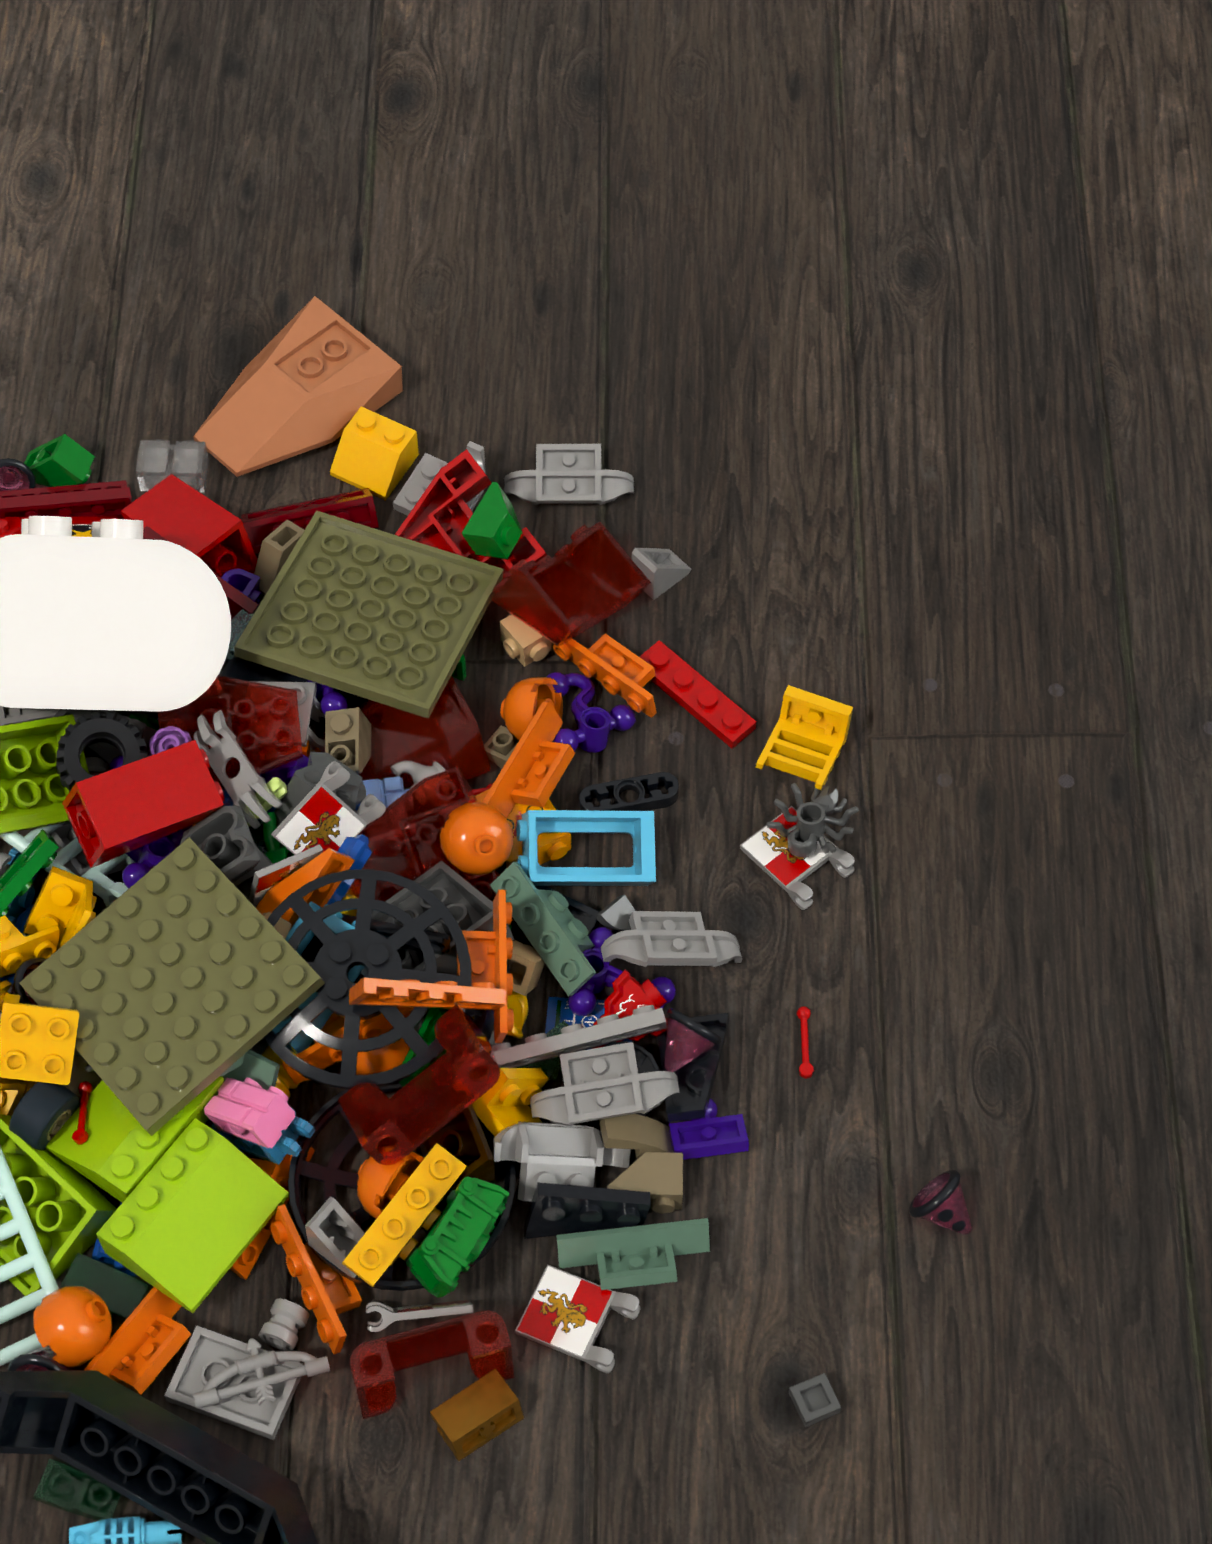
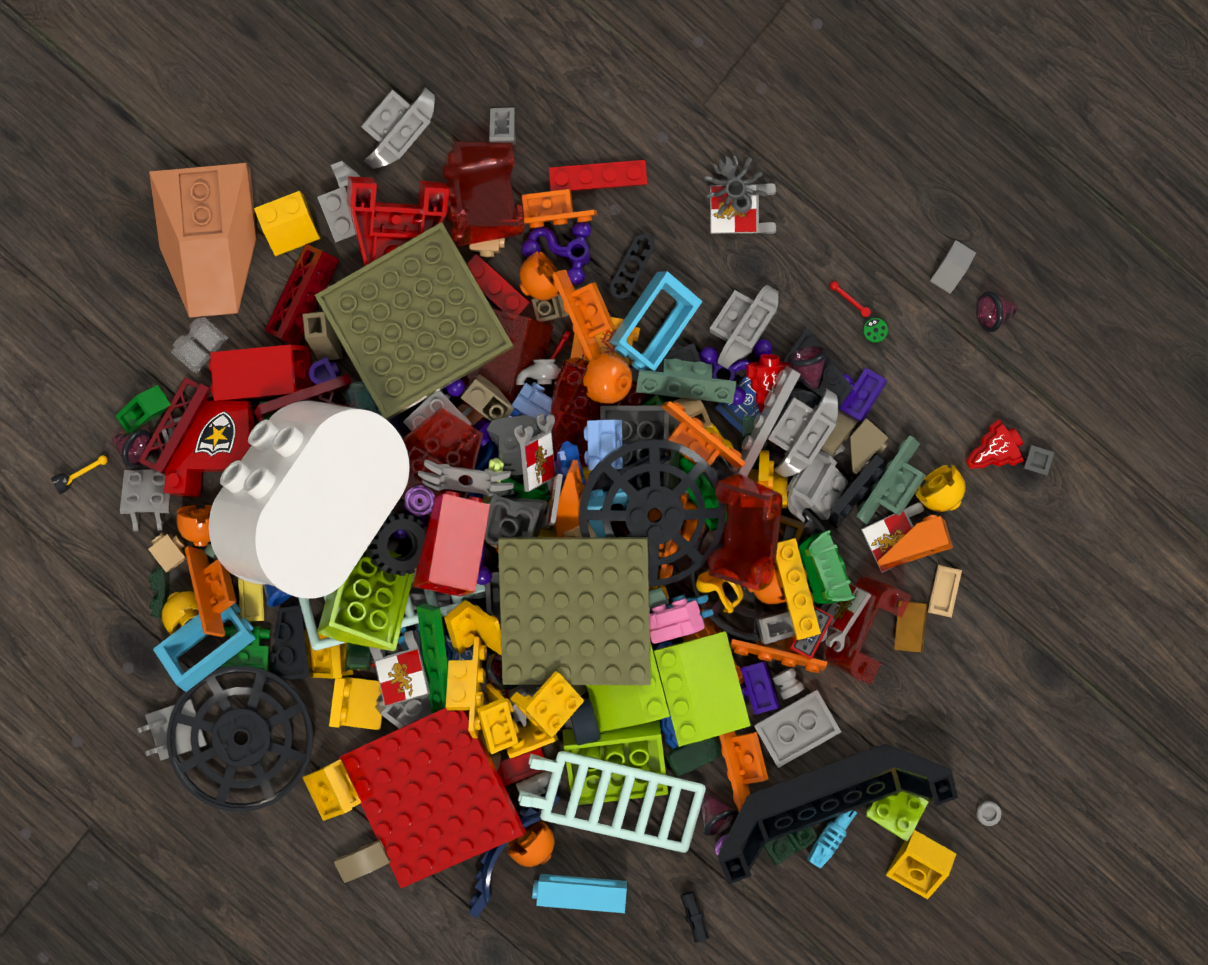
camera: 50 degrees left, 30 degrees up
(73, 1324) = (708, 787): orange cylinder -> none
(80, 1135) = (613, 713): red hinge -> none
(249, 1296) = (759, 687): none -> dark purple plate
(261, 1385) = (814, 718): light grey piece -> none
(334, 1123) = (709, 583): none -> yellow piece
(351, 1292) = (809, 645): none -> tile
(411, 866) = (602, 438): none -> light blue brick
(429, 995) = (683, 520): orange wing -> none
(483, 682) = (496, 288): none -> red plate
(493, 526) = (410, 203): green slope -> none
(556, 1423) = (944, 591): none -> tan tile
(584, 1329) = (921, 541): none -> orange slope
(616, 914) = (701, 335): tile -> none
(676, 1314) = (943, 489): none -> yellow cylinder
(785, 1338) = (997, 448): none -> red rock
(795, 1095) = (875, 330): none -> green tile
(812, 724) = (675, 133): yellow plate -> none
(946, 1119) = (953, 267): none -> light grey slope

